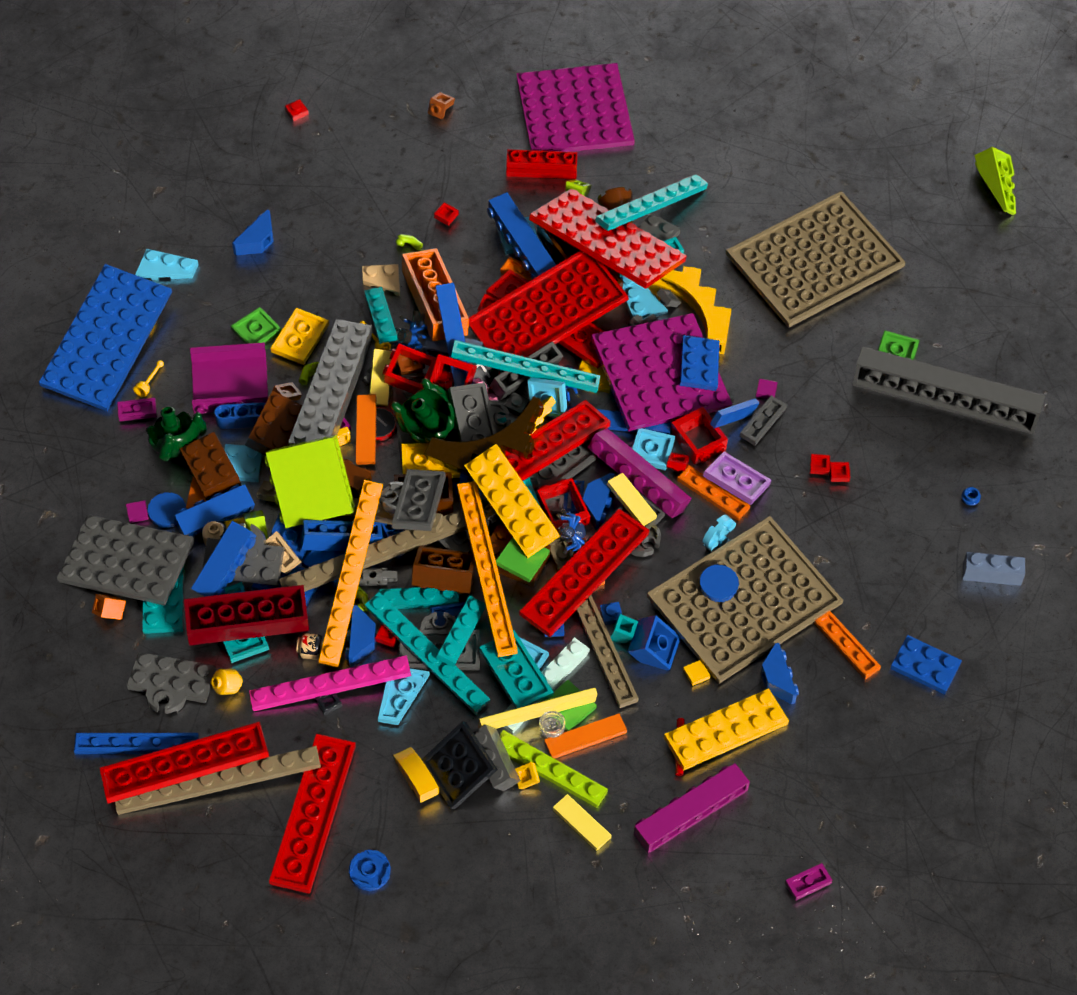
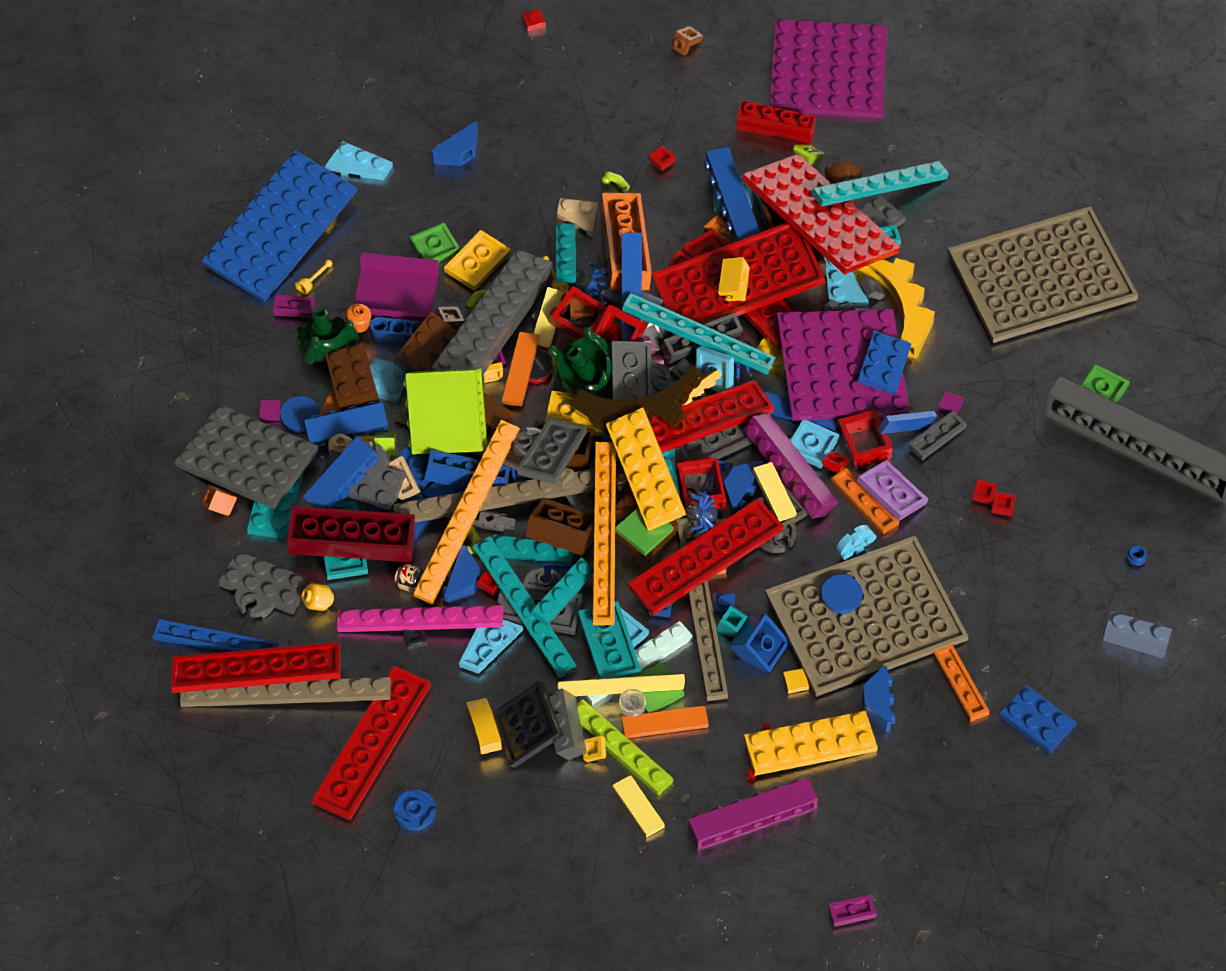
camera: 15 degrees right, 0 degrees up
(204, 405) = (359, 315): none -> orange head
(545, 310) = (734, 279): none -> yellow hinge

